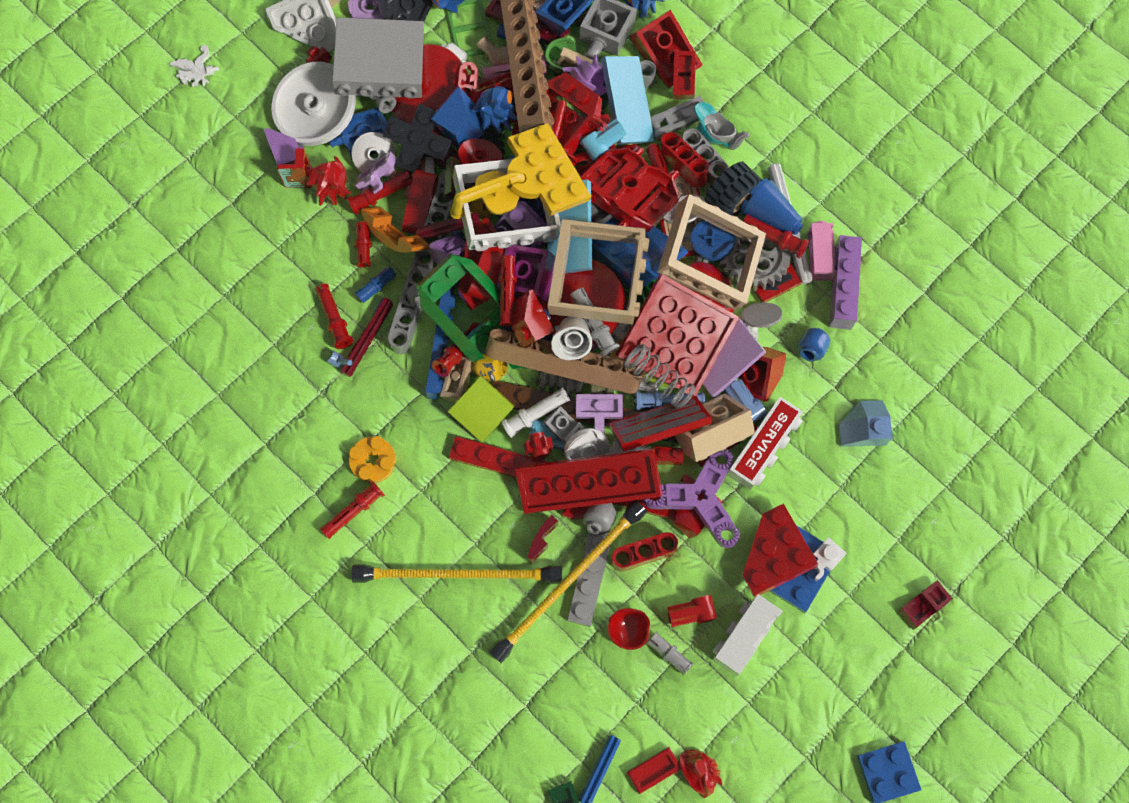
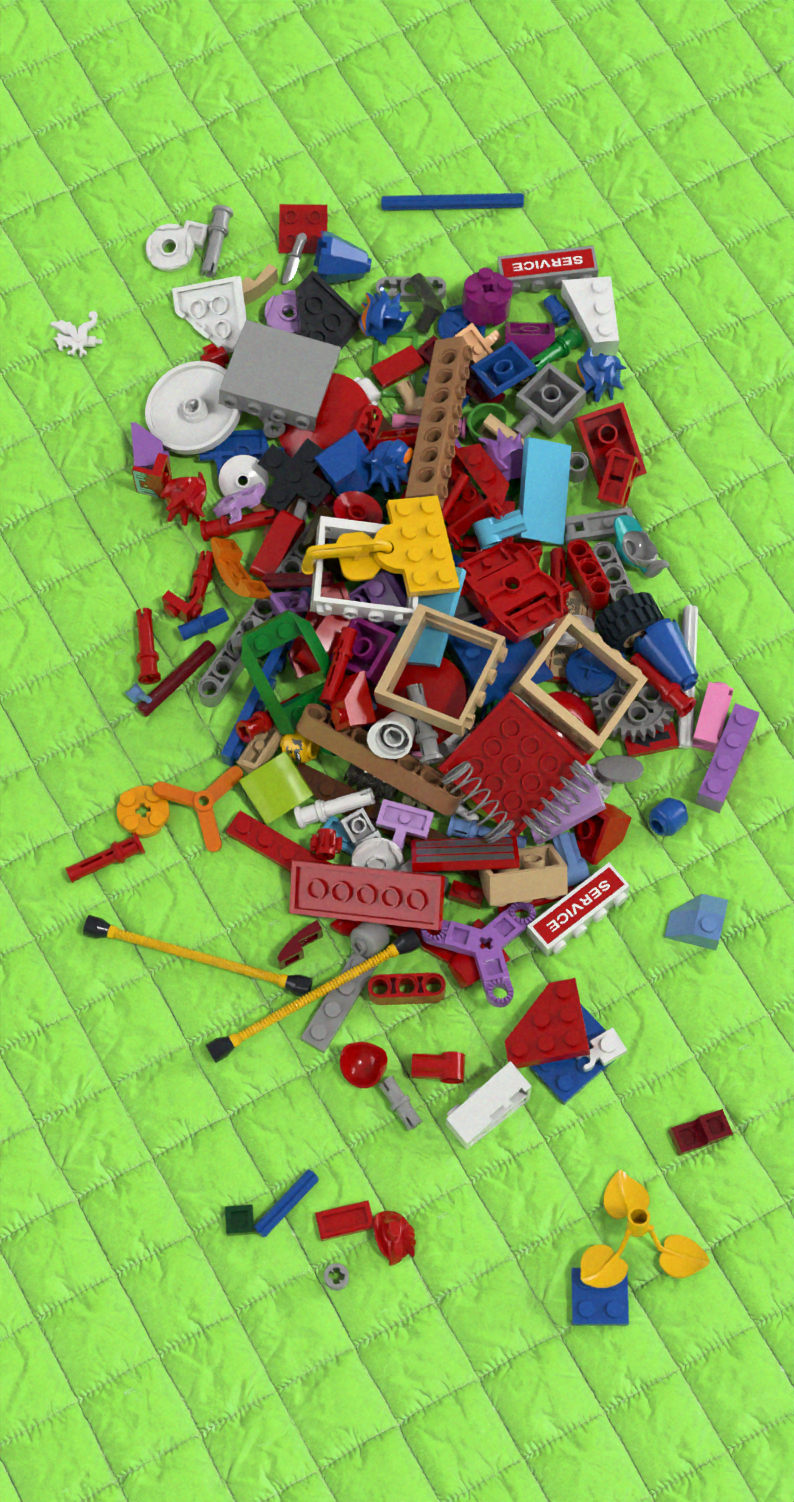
camera: 20 degrees right, 5 degrees down
(351, 276) = (179, 608): none -> red bracket
(411, 438) = (210, 794): none -> orange piece
(473, 28) = (397, 367): none -> red tile
(736, 324) = (581, 770): none -> light grey piece
(943, 715) = (629, 1199): none -> yellow plant

